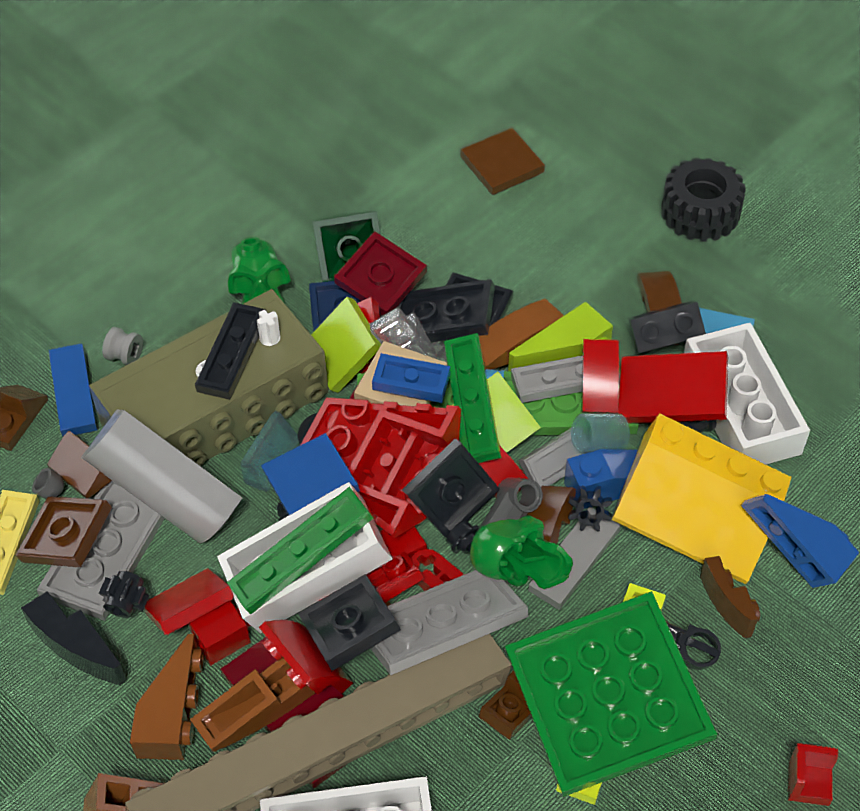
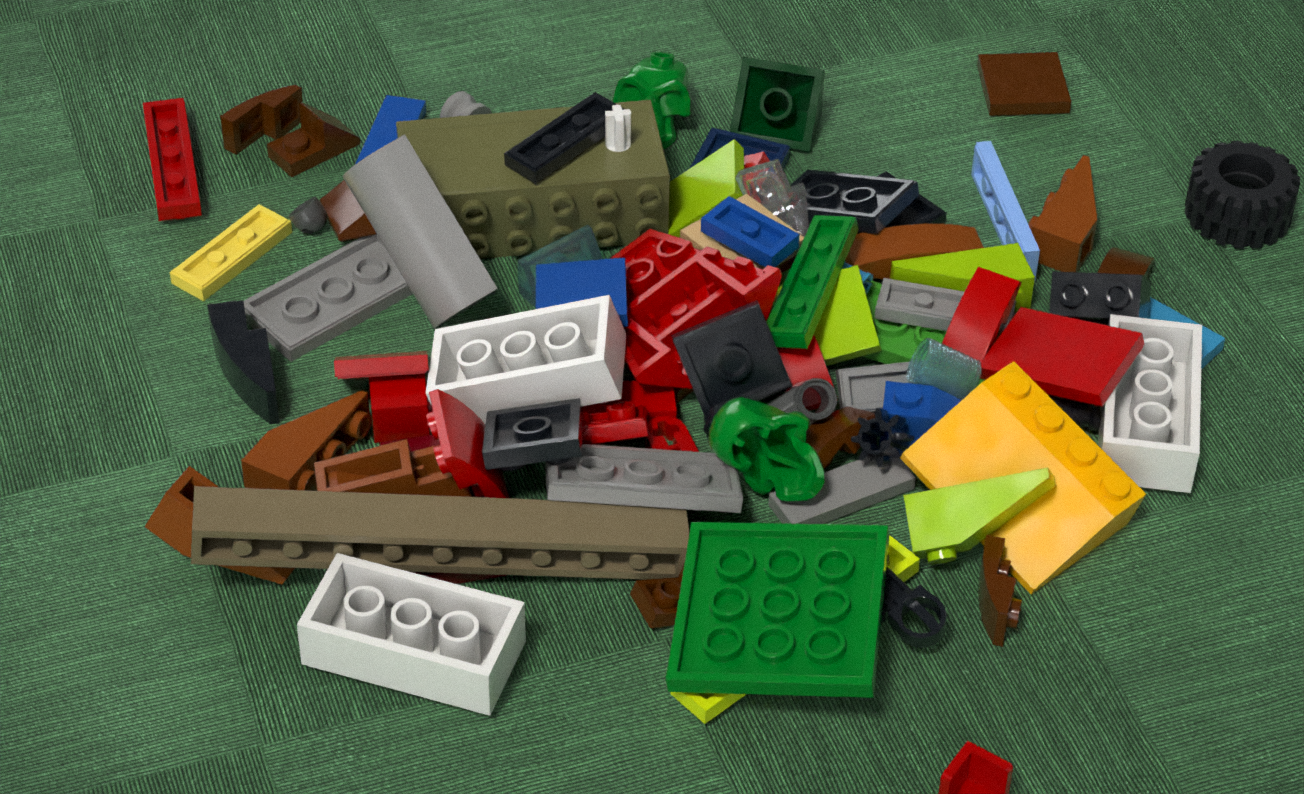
camera: 25 degrees right, 10 degrees down
(64, 531) = (296, 260): reddish brown tile -> none
(124, 594) = (320, 334): black gear -> none
(299, 550) = (519, 342): green tile -> none
(381, 272) = (797, 135): dark red plate -> none
(550, 270) = (1002, 203): none -> light blue tile
(604, 265) = (1067, 221): none -> dark orange slope
(684, 549) = (963, 514): none -> lime slope
(809, 543) = (1121, 560): blue slope -> none

